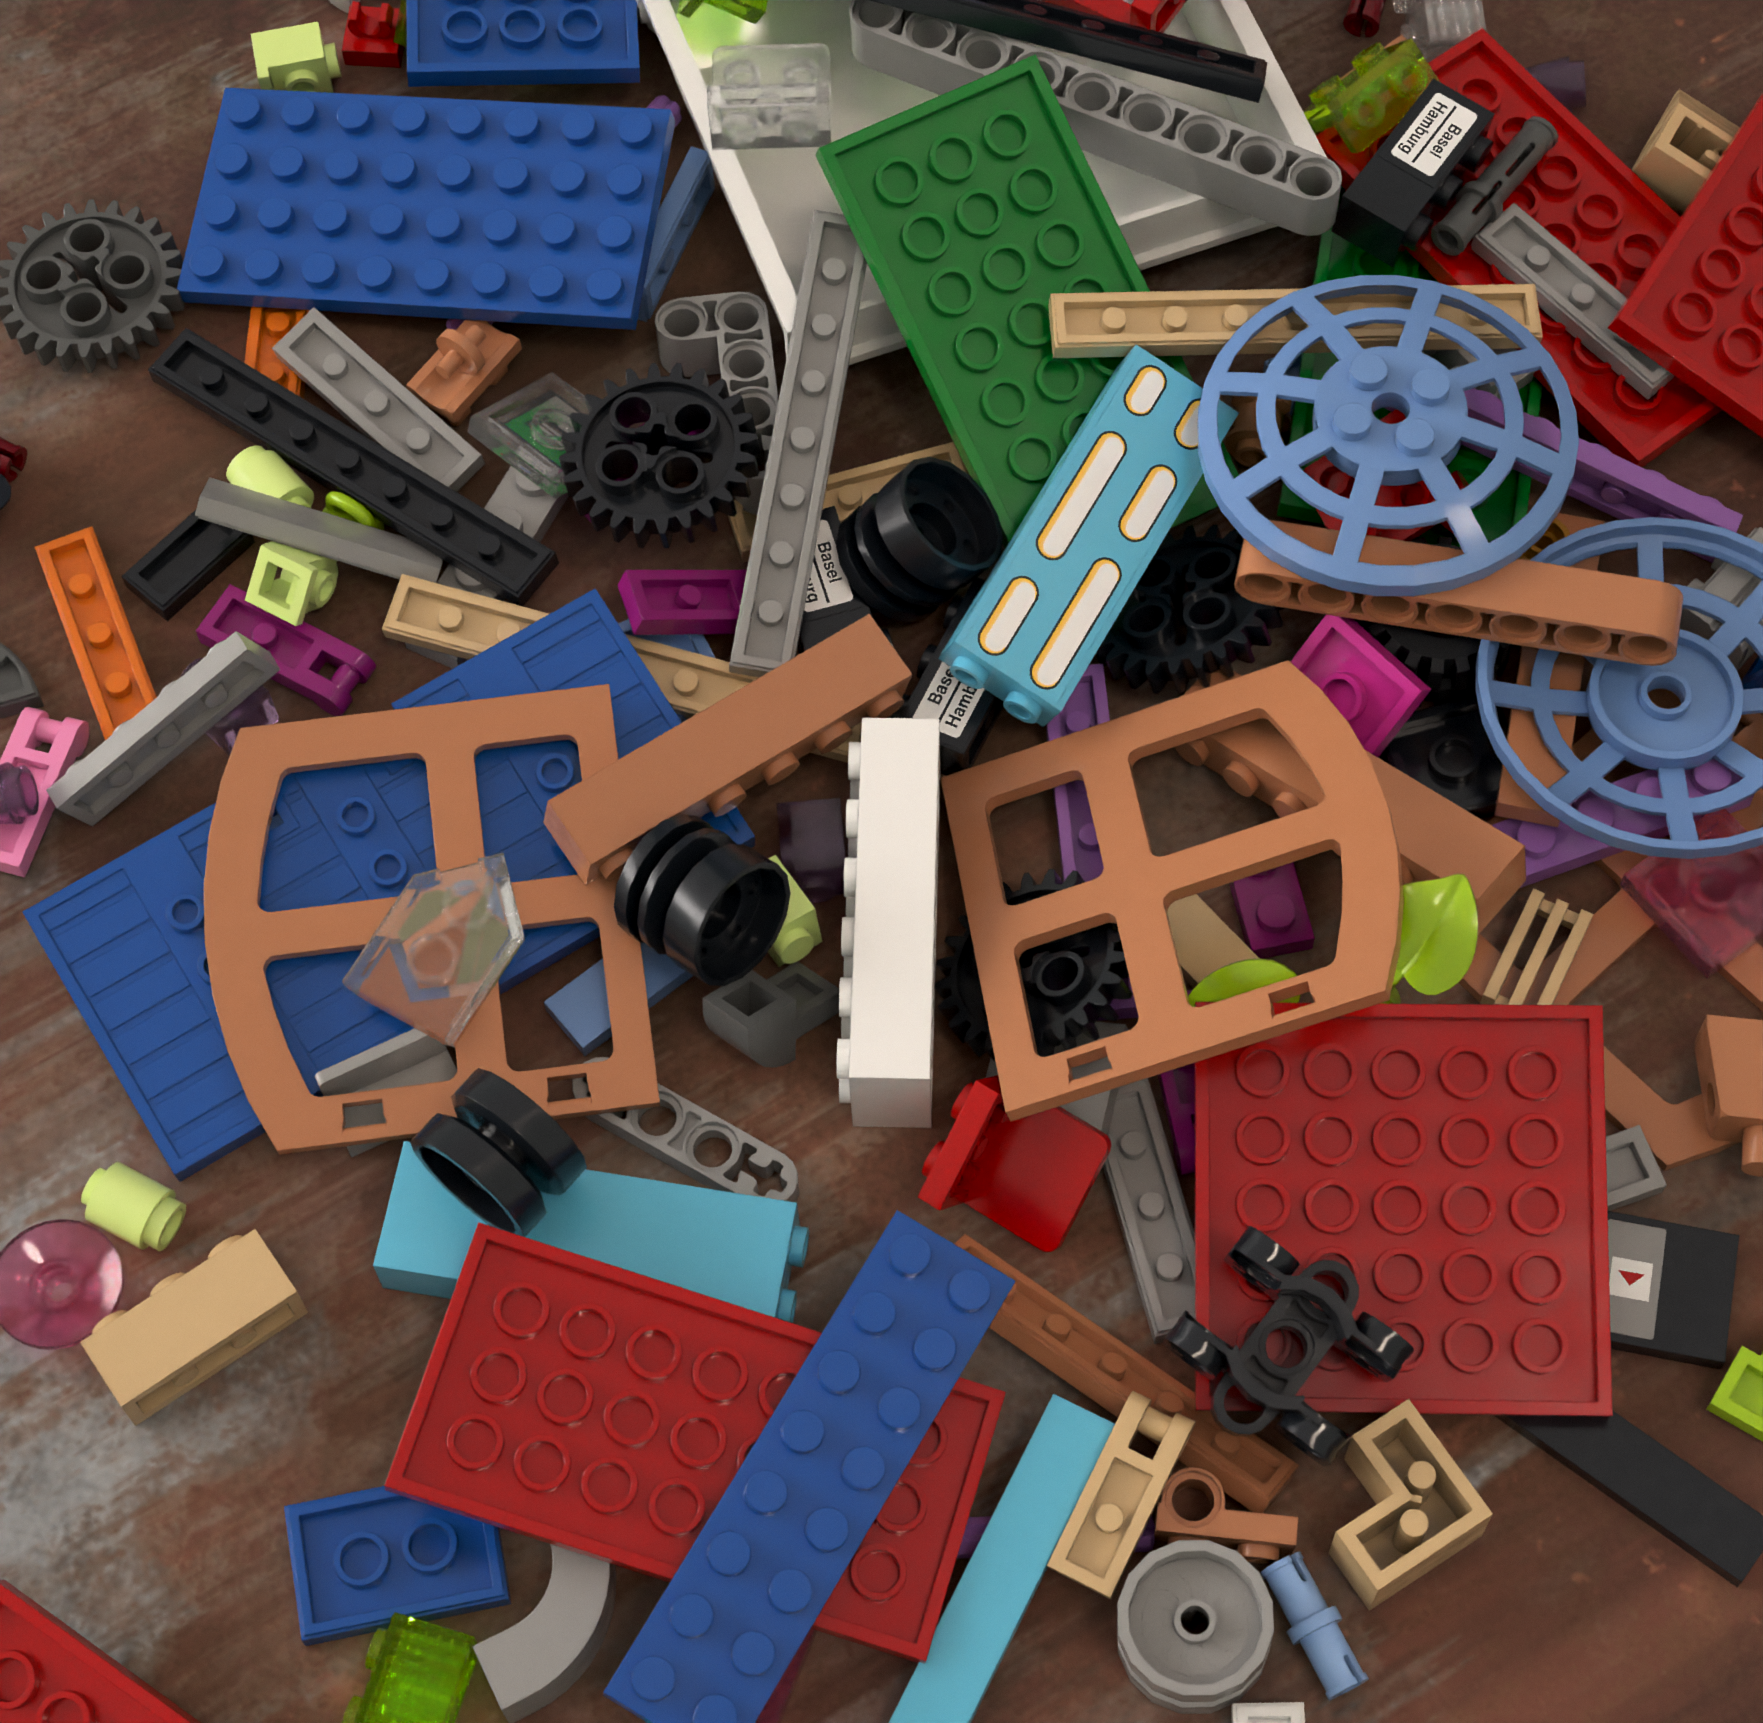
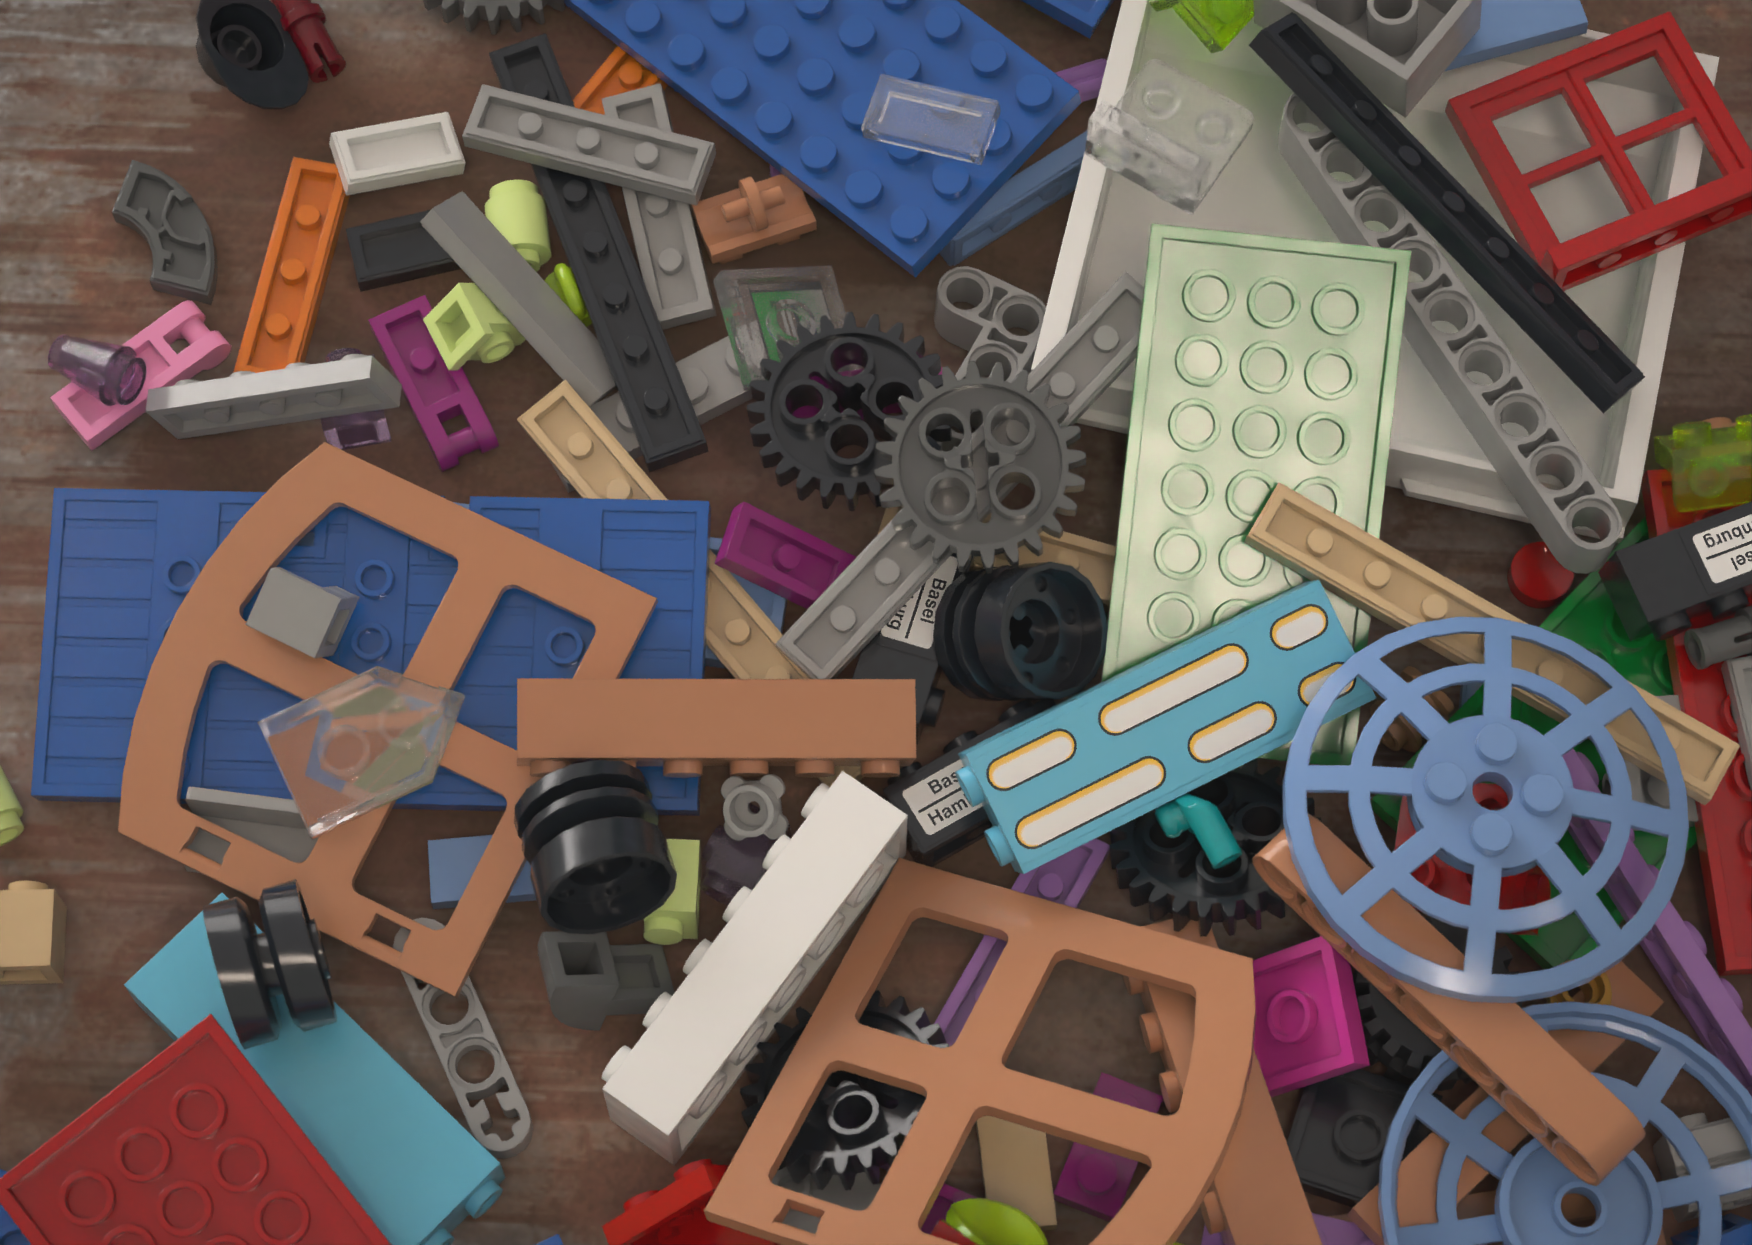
camera: 30 degrees right, 5 degrees up
(123, 493) = (397, 153): none -> white tile
(288, 386) = (589, 144): none -> light grey tile
(316, 871) = (302, 613): none -> light grey panel
(567, 195) = (931, 119): none -> clear tile
(804, 815) = (740, 820): none -> light grey plate
(851, 391) = (1037, 462): none -> dark grey gear
(1169, 586) = (1205, 822): none -> teal arm
(1278, 269) = (1538, 577): none -> red tile

